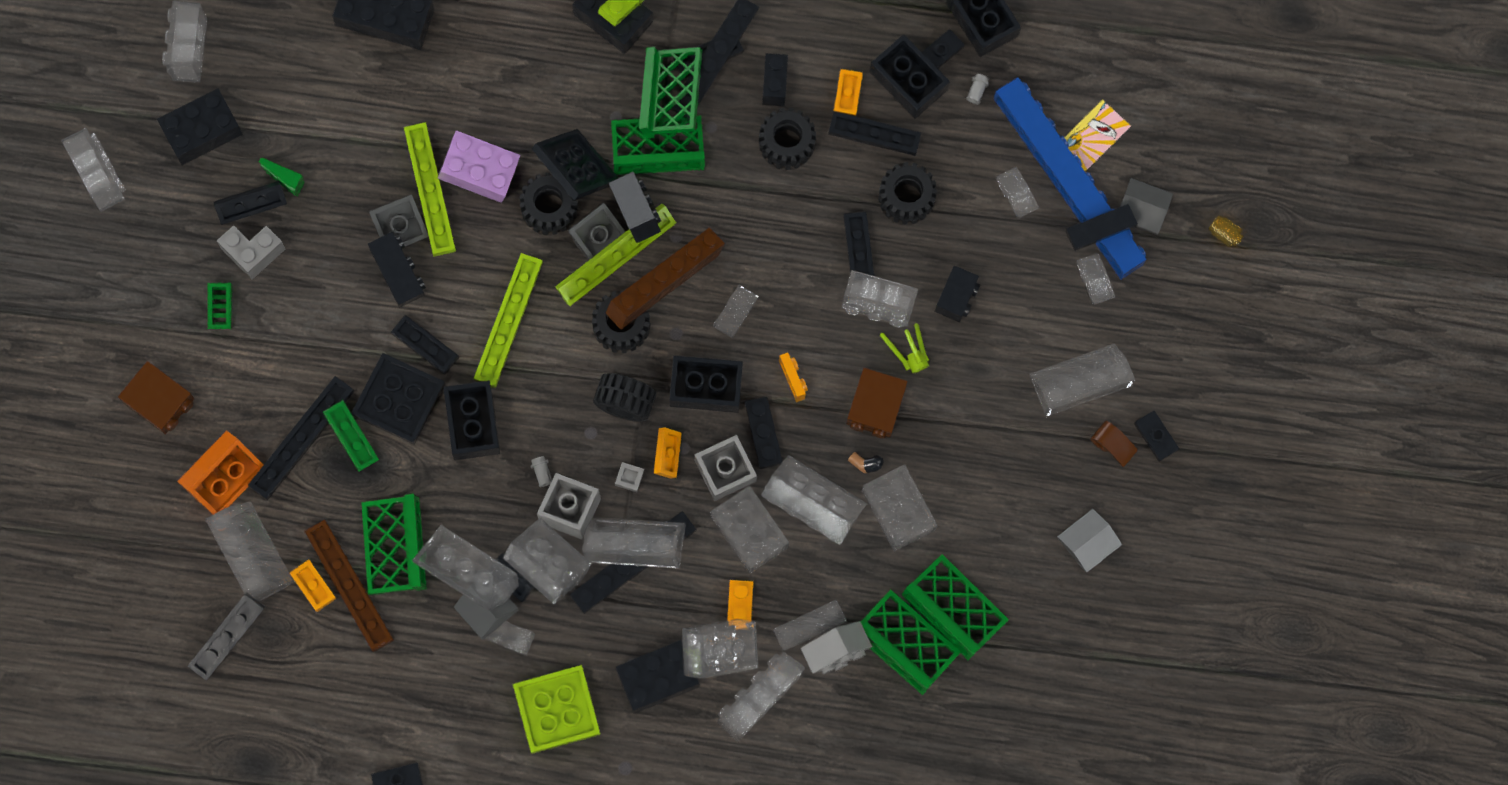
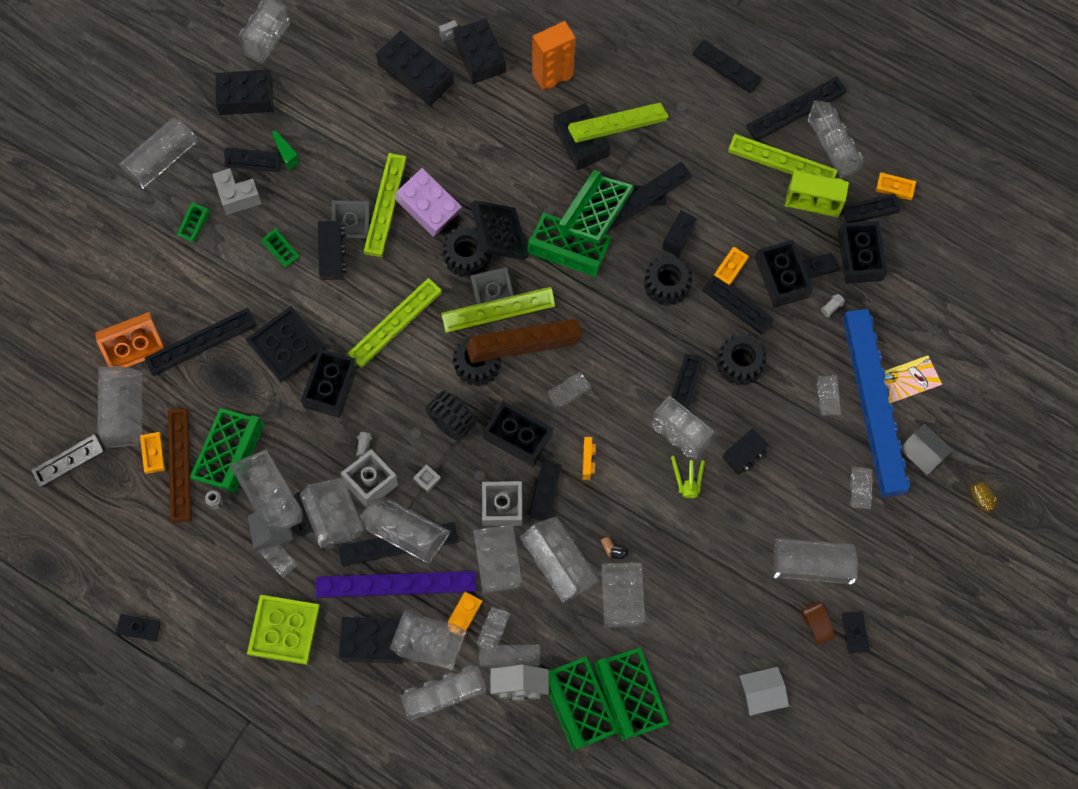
camera: 30 degrees right, 5 degrees down
(94, 169) = (154, 89): clear brick -> none
(133, 240) = (158, 152): none -> clear slope
(156, 398) = (113, 267): reddish brown brick -> none
(321, 277) = (280, 239): none -> green slope
(350, 436) = (236, 355): green tile -> none
(406, 600) = (217, 499): none -> light grey pin
(425, 344) = (325, 314): black tile -> none
(636, 206) = (528, 280): black brick -> none
(651, 606) = (396, 584): none -> dark purple plate
(667, 452) = (464, 473): light orange plate -> none
(780, 605) = (493, 629): none -> clear slope
(876, 403) = (643, 507): reddish brown brick -> none
(1101, 227) = (883, 449): black tile -> none

